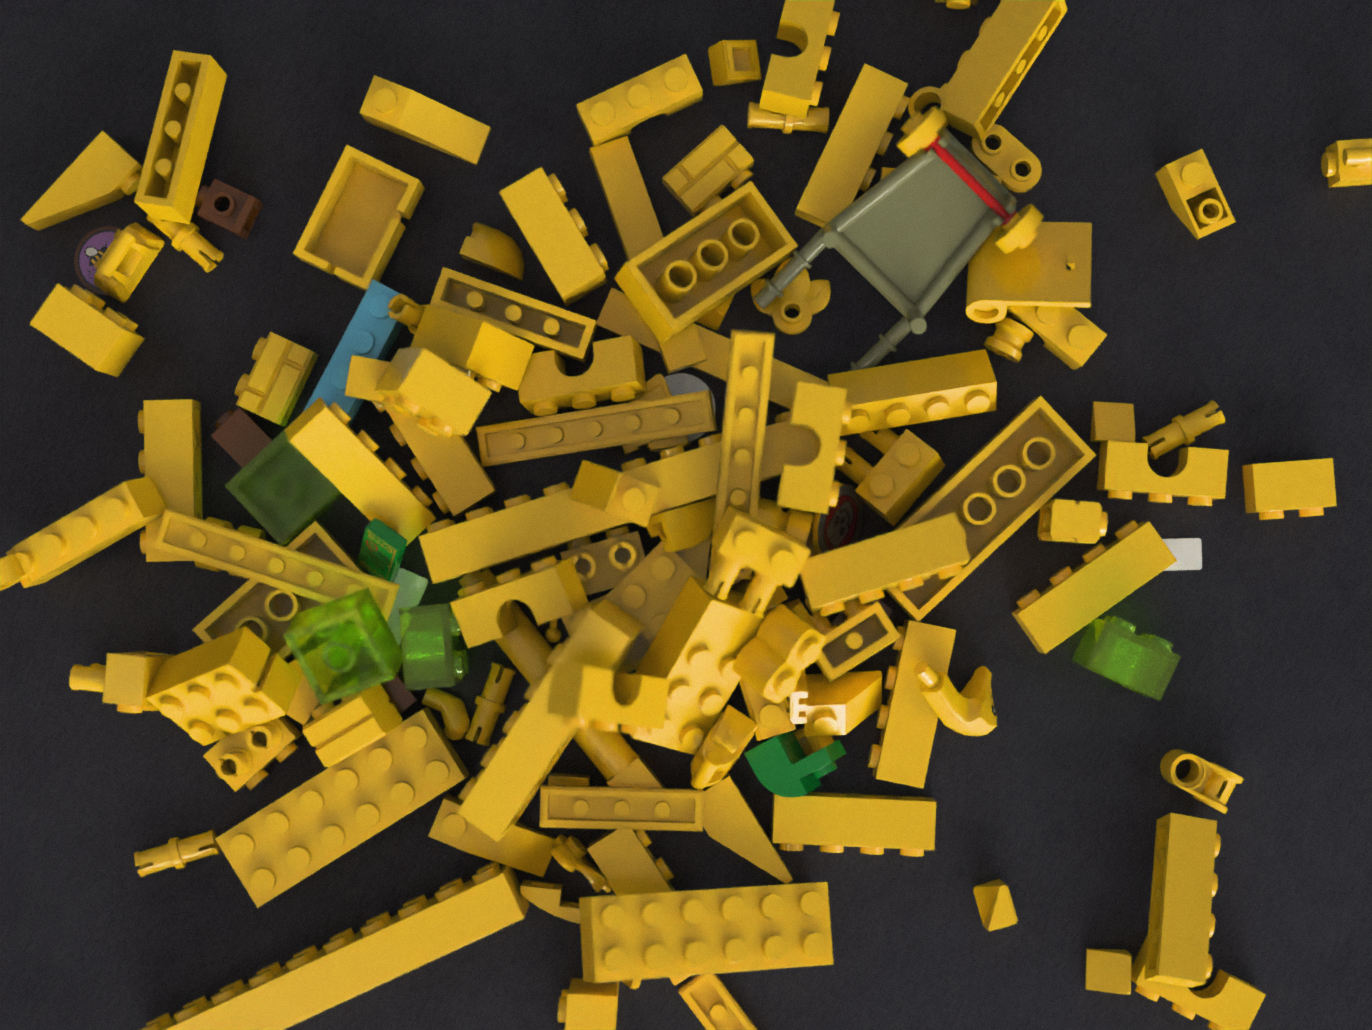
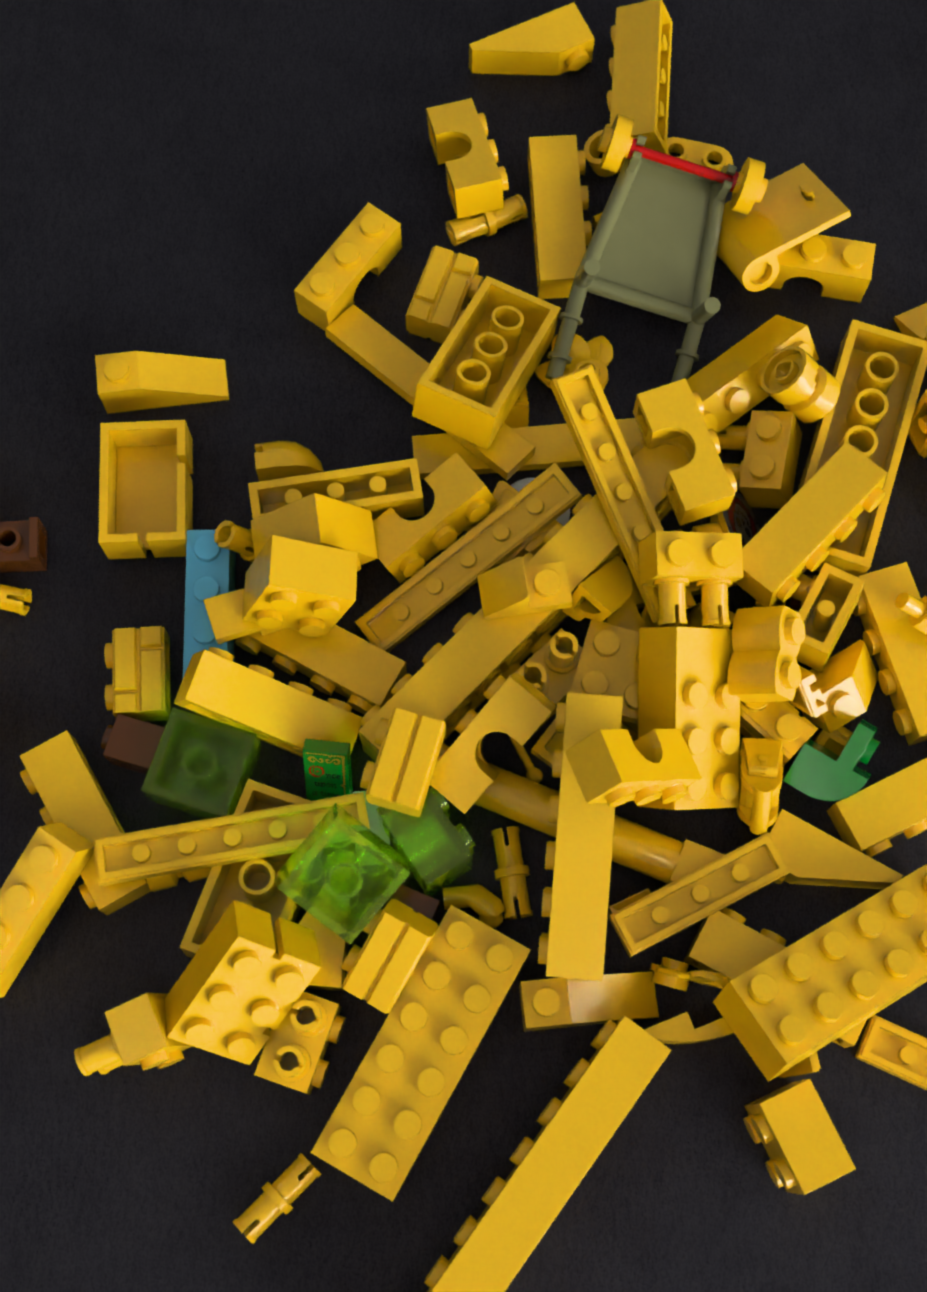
camera: 25 degrees left, 15 degrees down
(437, 586) = (404, 762): none -> yellow brick
(556, 235) = (335, 409): yellow brick -> none
(734, 62) = (412, 202): yellow slope -> none
(956, 432) = (800, 384): none -> yellow wheel
(1009, 339) = (791, 298): yellow wheel -> none
(1195, 194) = (871, 104): yellow slope -> none

